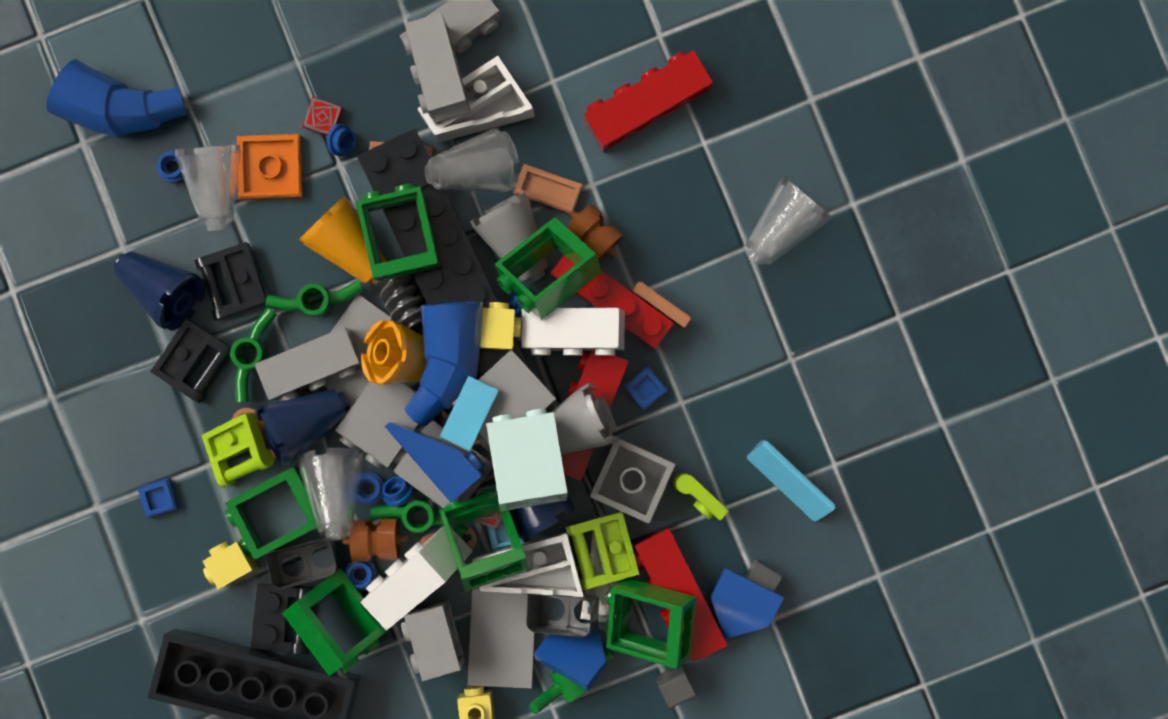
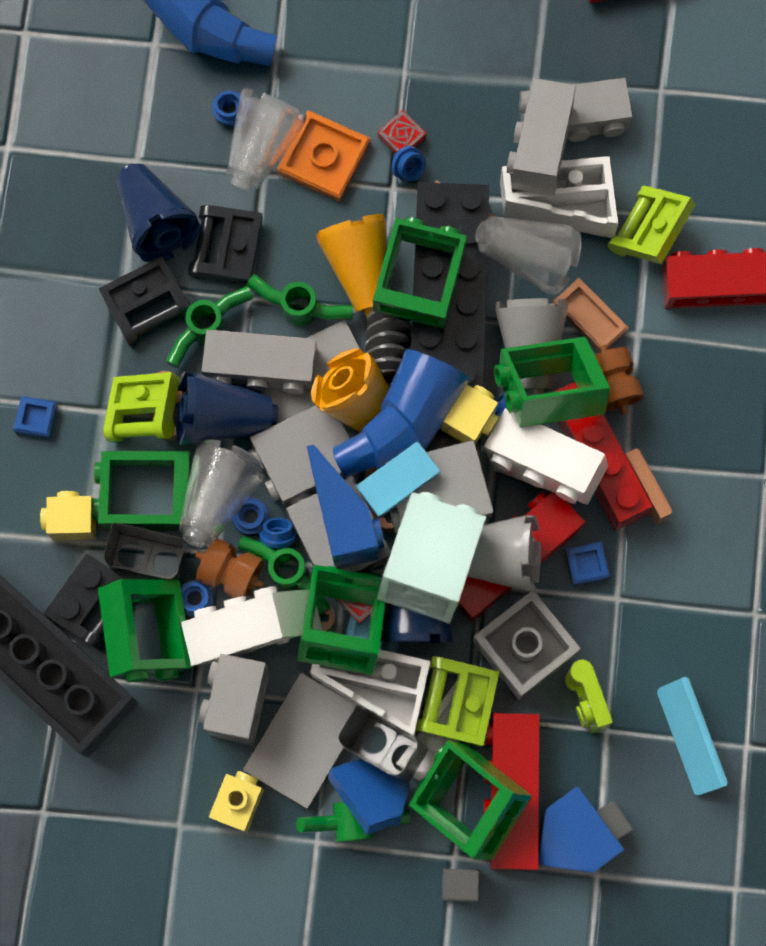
camera: 30 degrees right, 10 degrees down
(566, 91) = (659, 227): none -> lime plate

